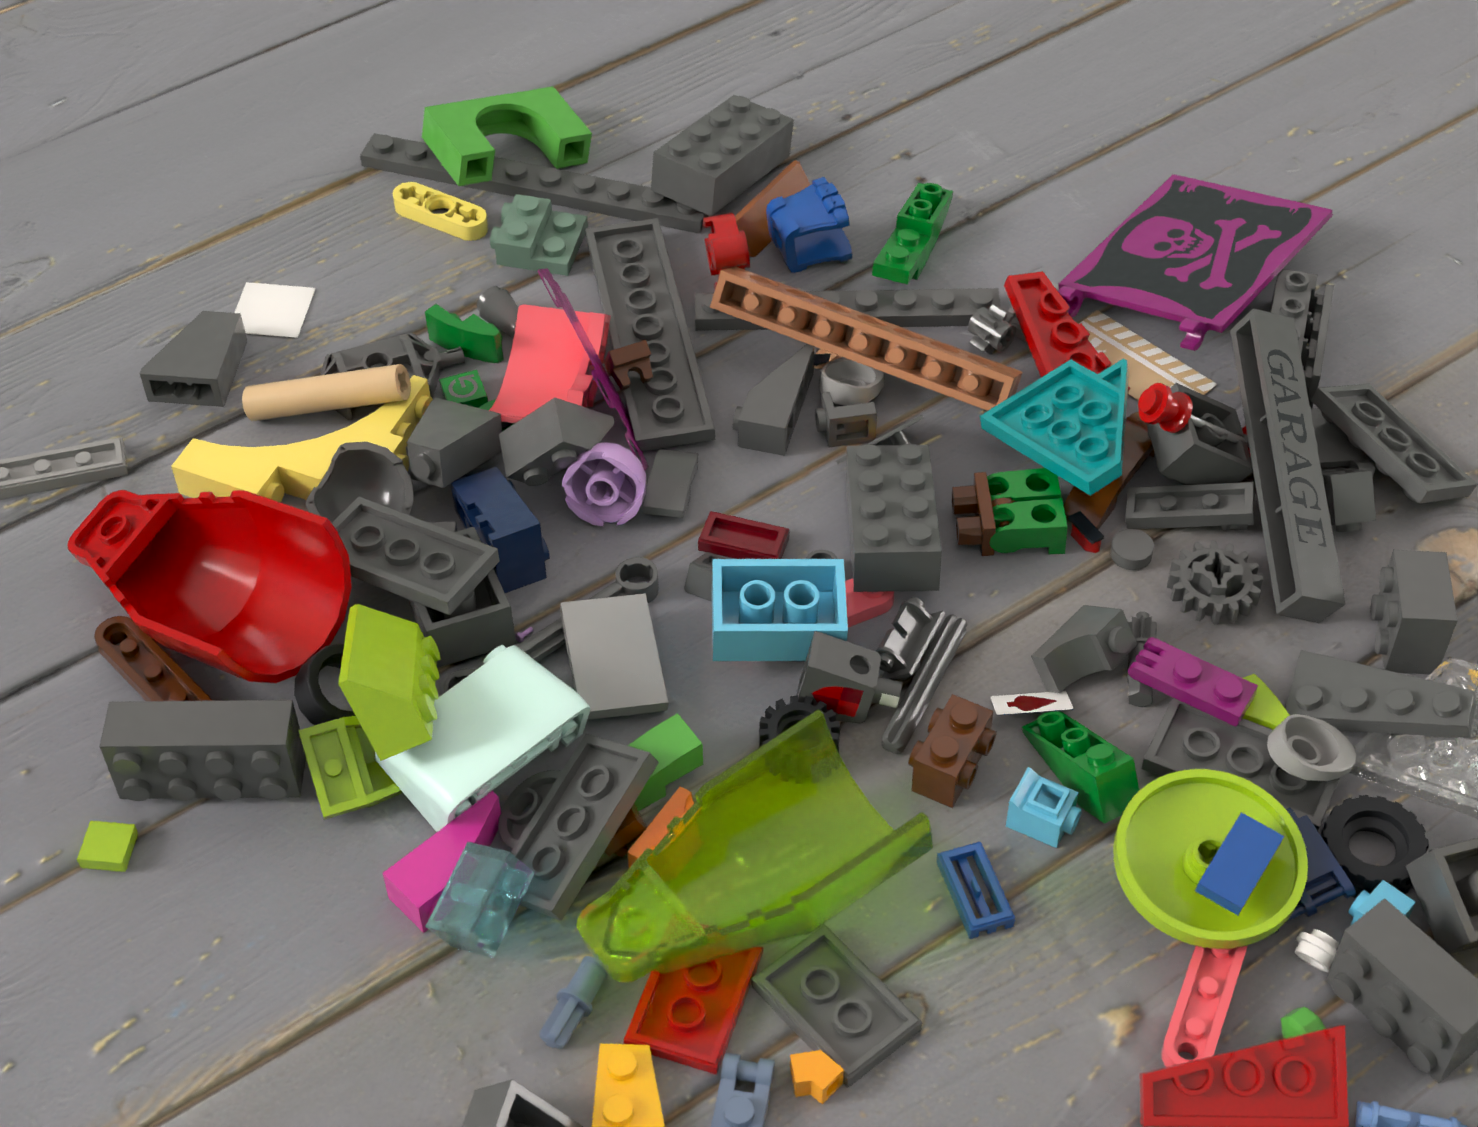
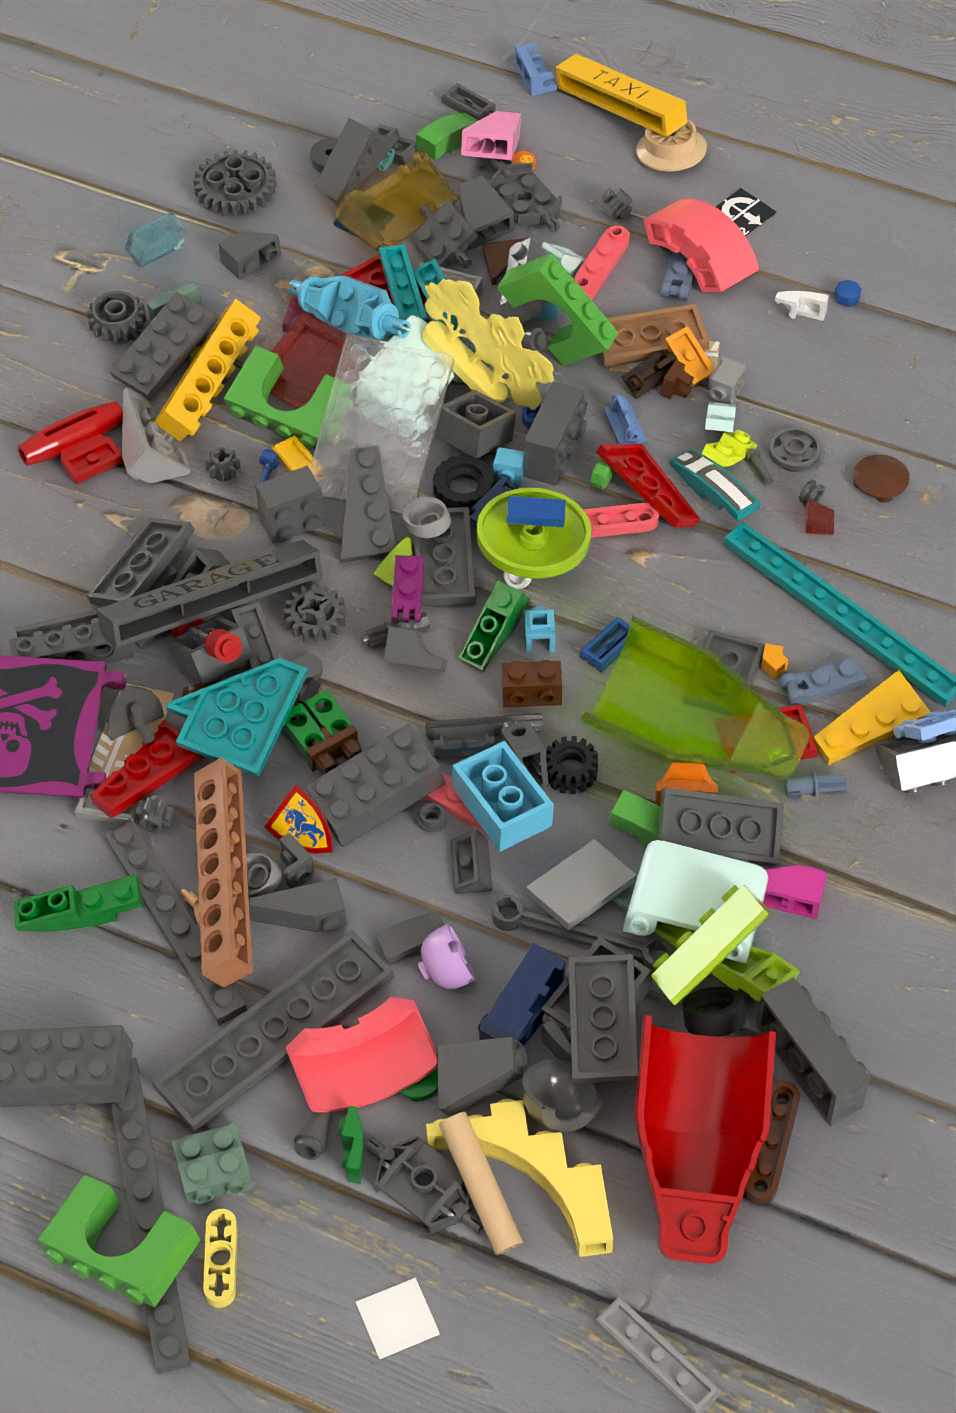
camera: 120 degrees left, 5 degrees up
(107, 846) = (899, 1083): lime tile -> none
(197, 362) = (491, 1313): dark grey slope -> none
(464, 389) = (405, 1118): green tile -> none
(480, 899) = (798, 845): clear light blue brick -> none
(550, 440) = (444, 993): dark grey slope -> none
(599, 371) = (365, 997): magenta piece -> none
(626, 359) = (331, 1002): reddish brown tile -> none
(725, 245) = (183, 996): red piece -> none
(742, 538) = (431, 875): dark red tile -> none
(754, 217) = (71, 1016): dark orange slope -> none
(810, 226) = (112, 965): blue piece -> none
(1031, 703) = (464, 670): white sticker -> none
(1135, 345) = (133, 711): none -> dark grey shield
(1317, 949) = (547, 481): white plate -> none

